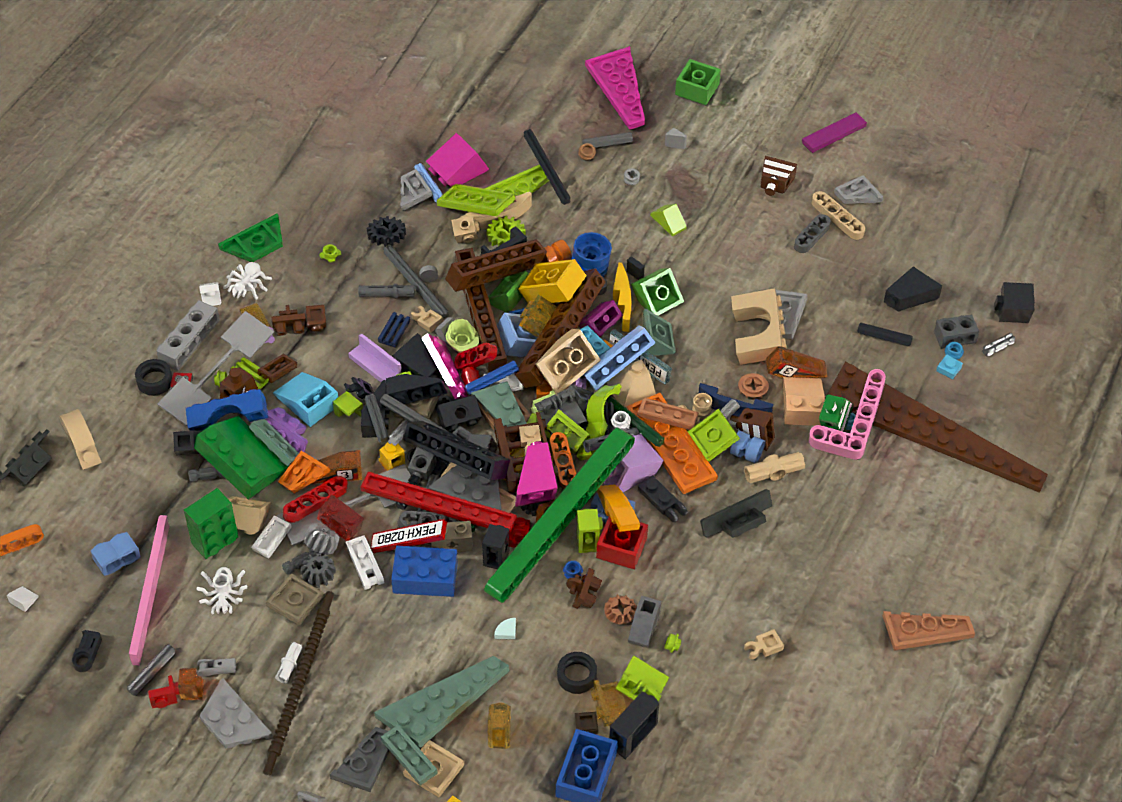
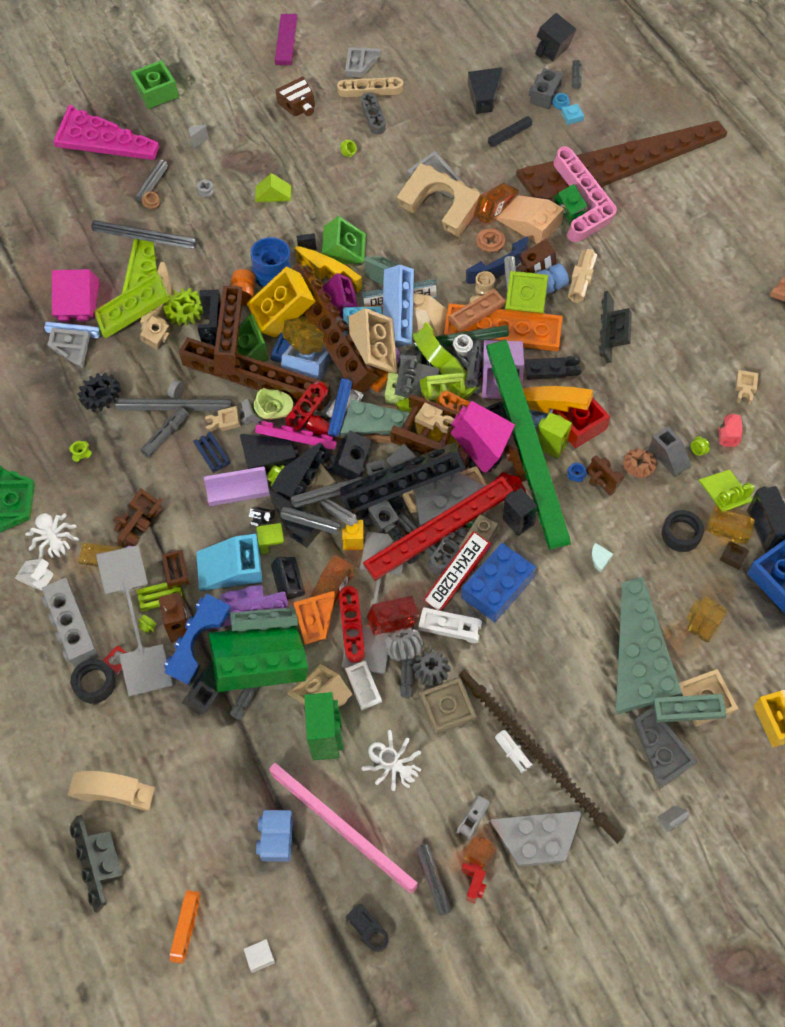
camera: 50 degrees left, 10 degrees up
(326, 440) = (287, 577): none -> black slope
(706, 656) = (730, 431): none -> coral rock
(761, 238) = (348, 148): none -> lime plate

